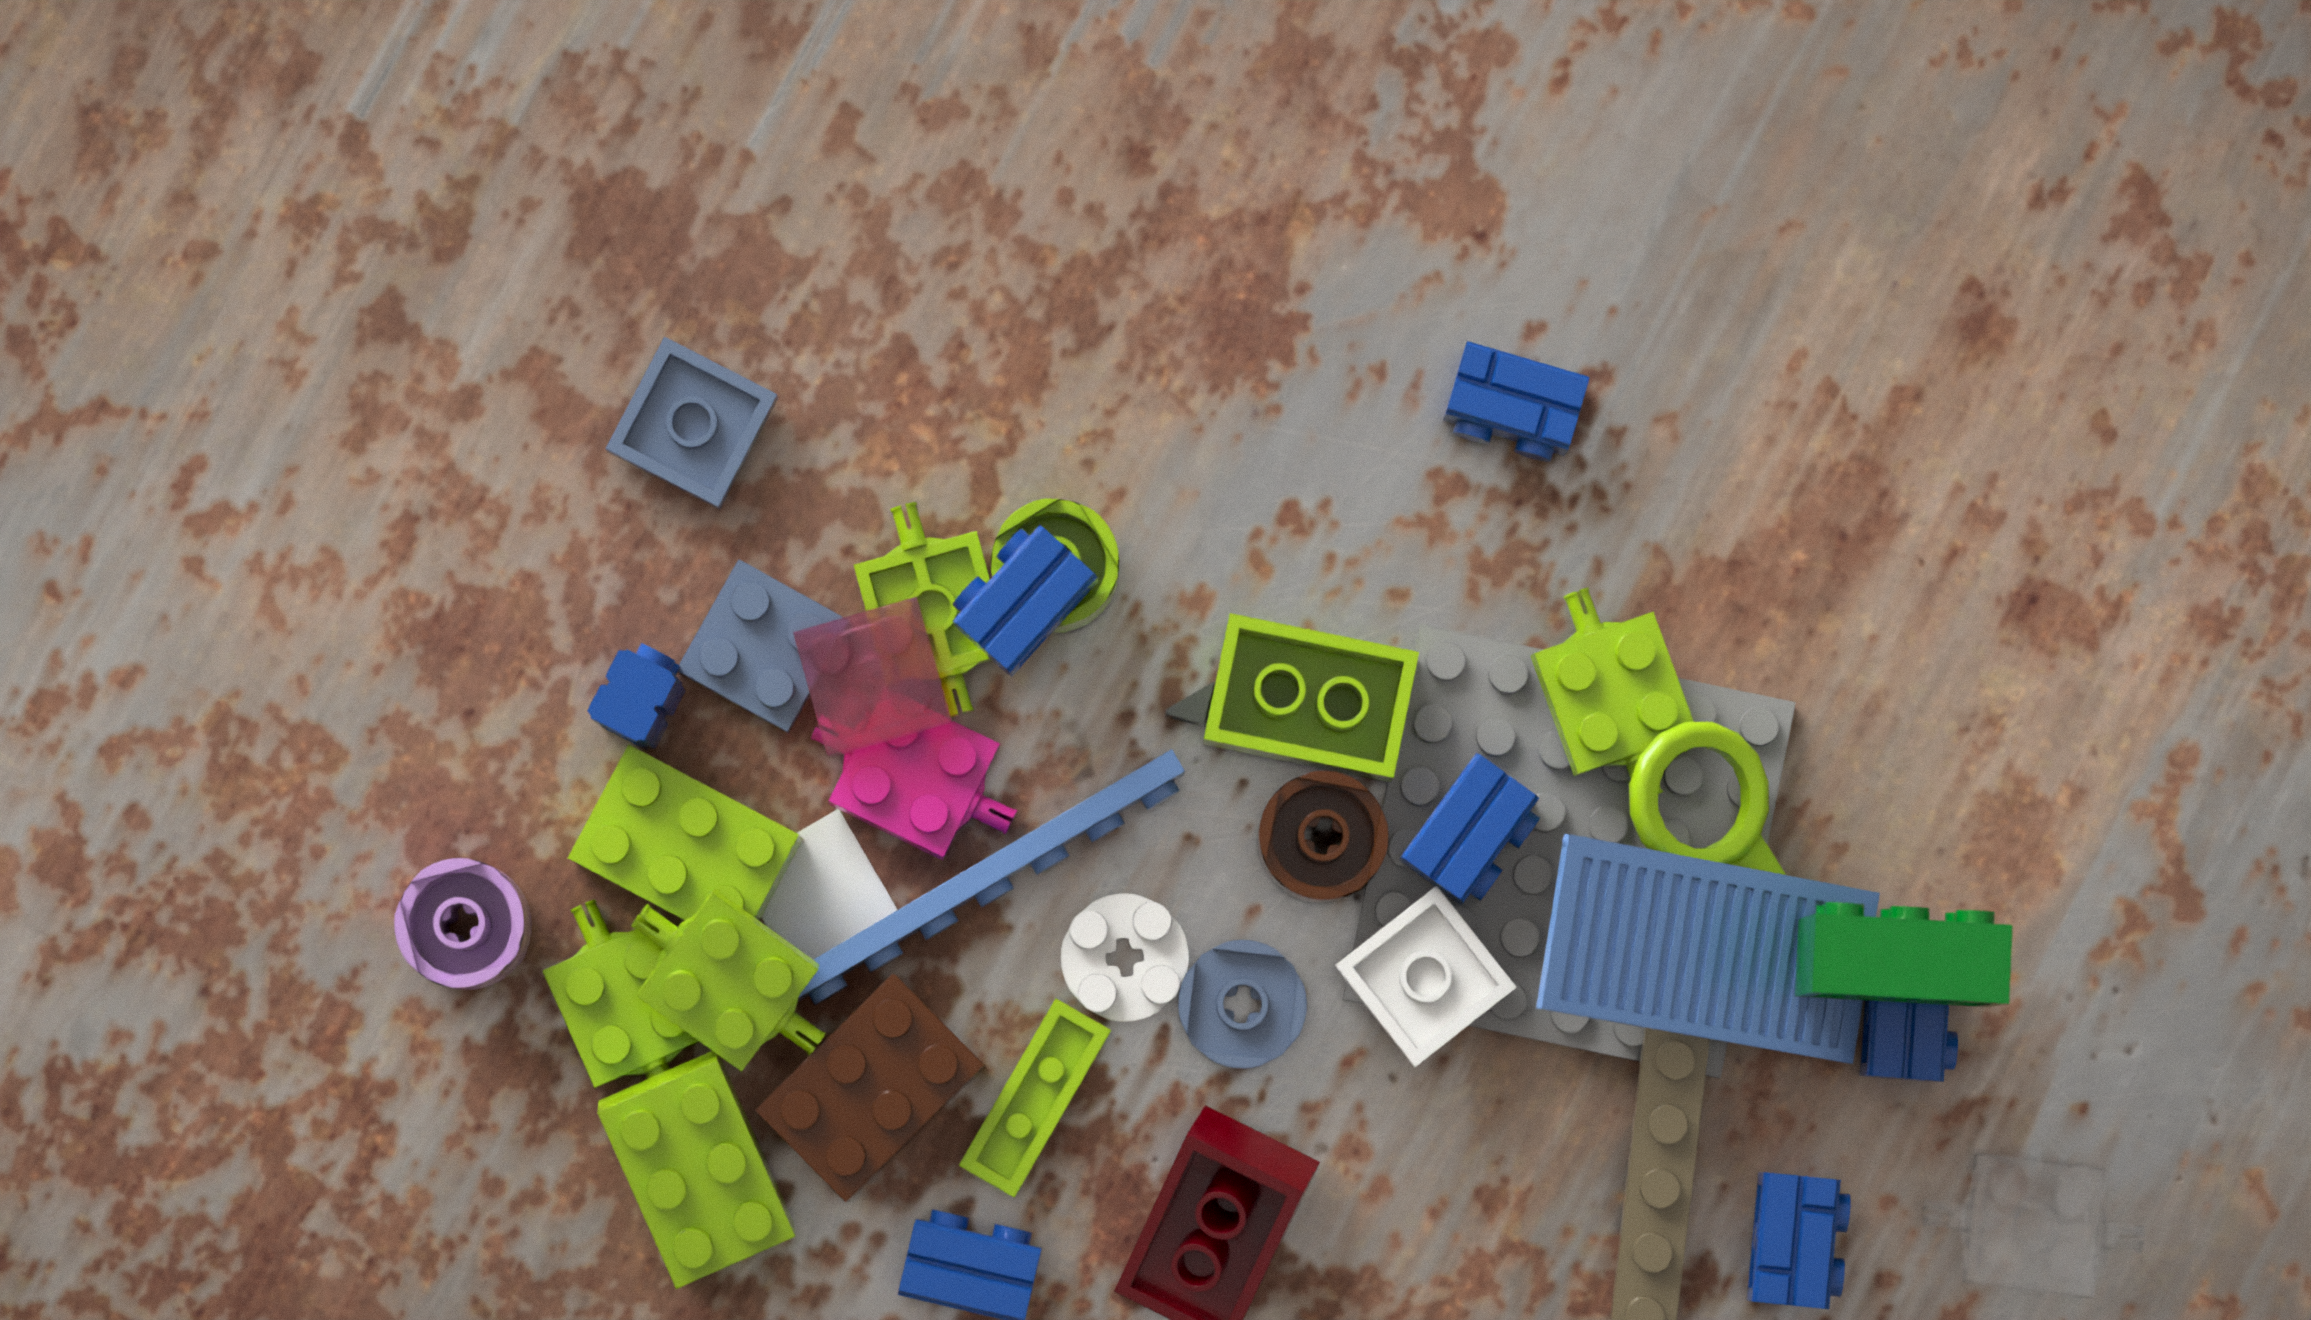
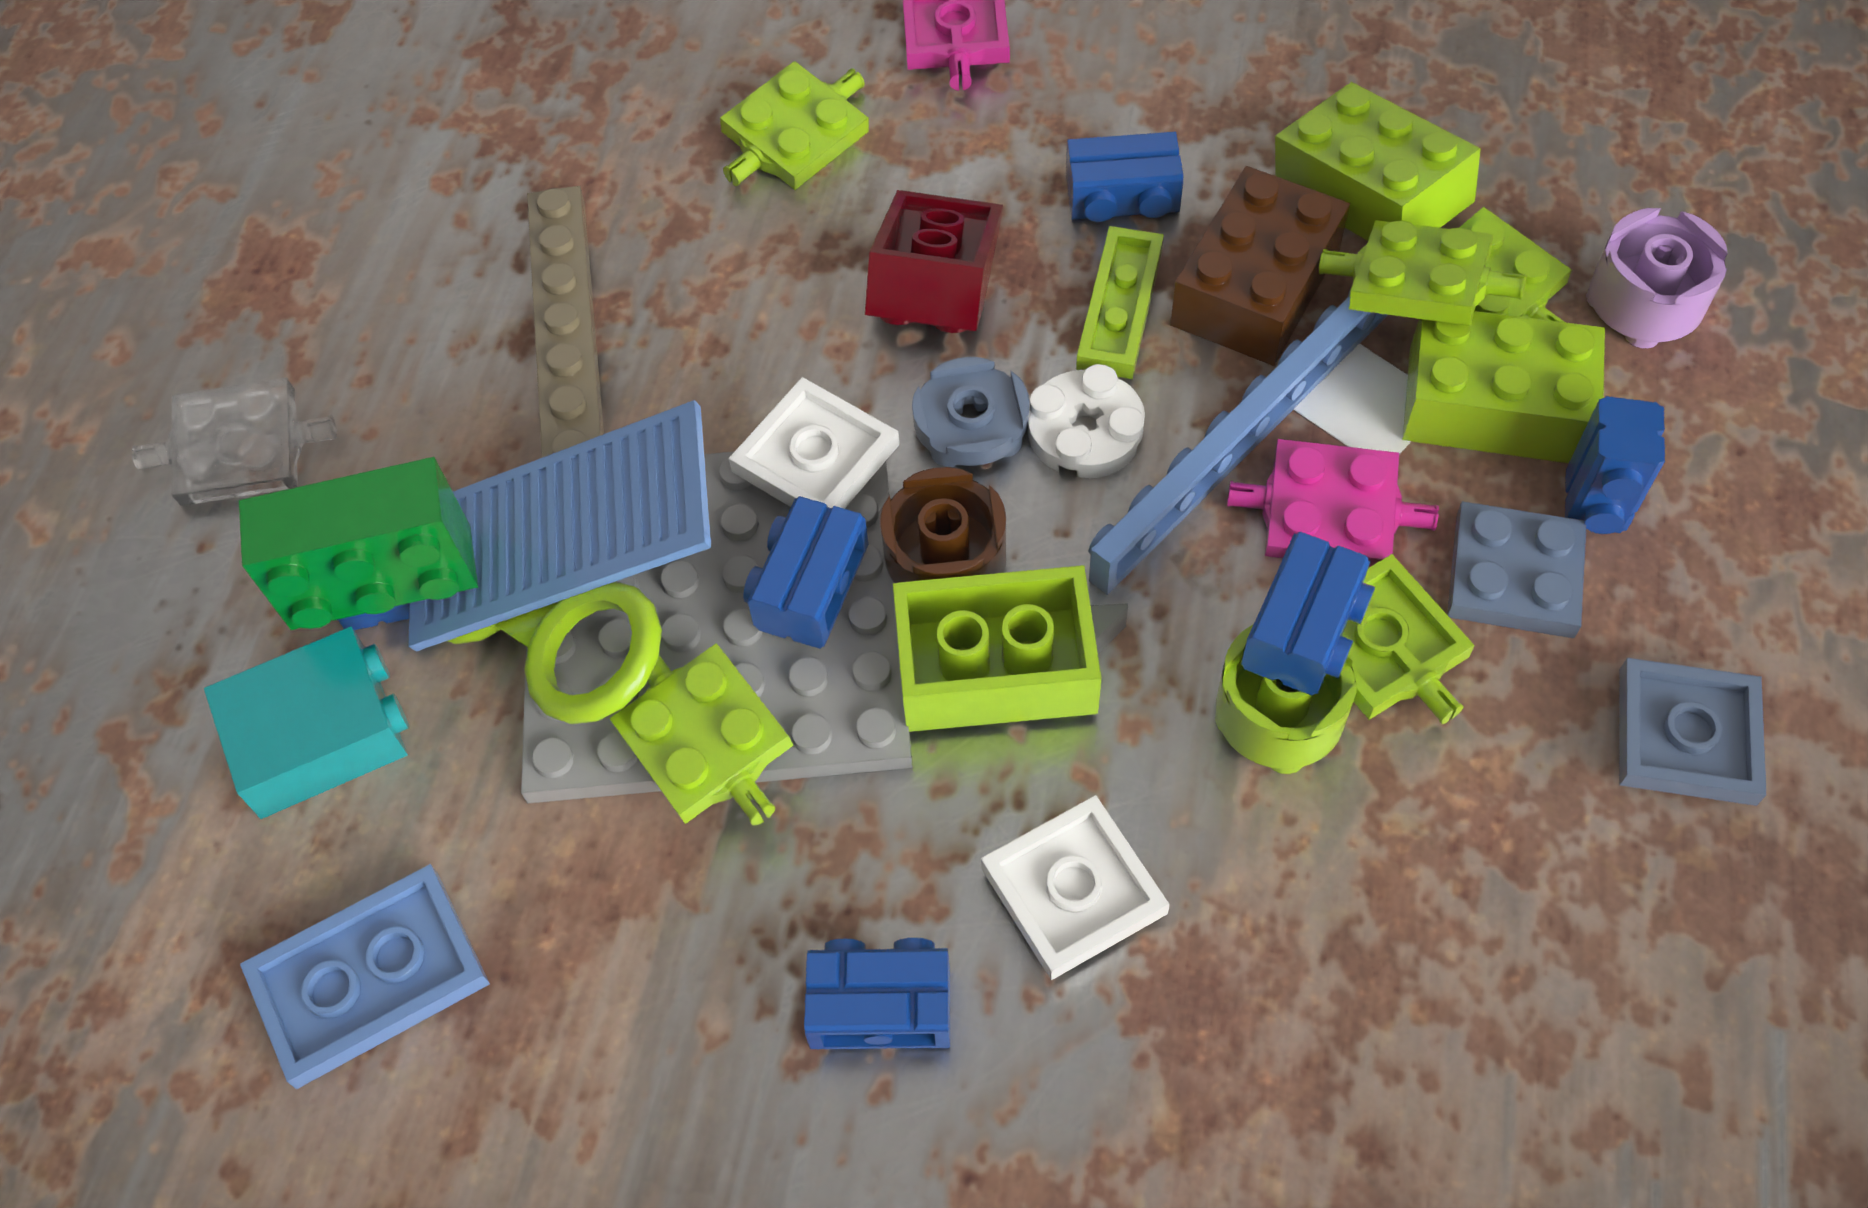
camera: 170 degrees right, 25 degrees down
(872, 677) = (1417, 548): clear pink plate -> none
(1311, 450) = (1074, 887): none -> white plate
(1796, 1240) = (440, 370): blue brick -> none
(1966, 565) = (363, 976): none -> medium blue plate
(1988, 840) = (307, 721): none -> teal brick

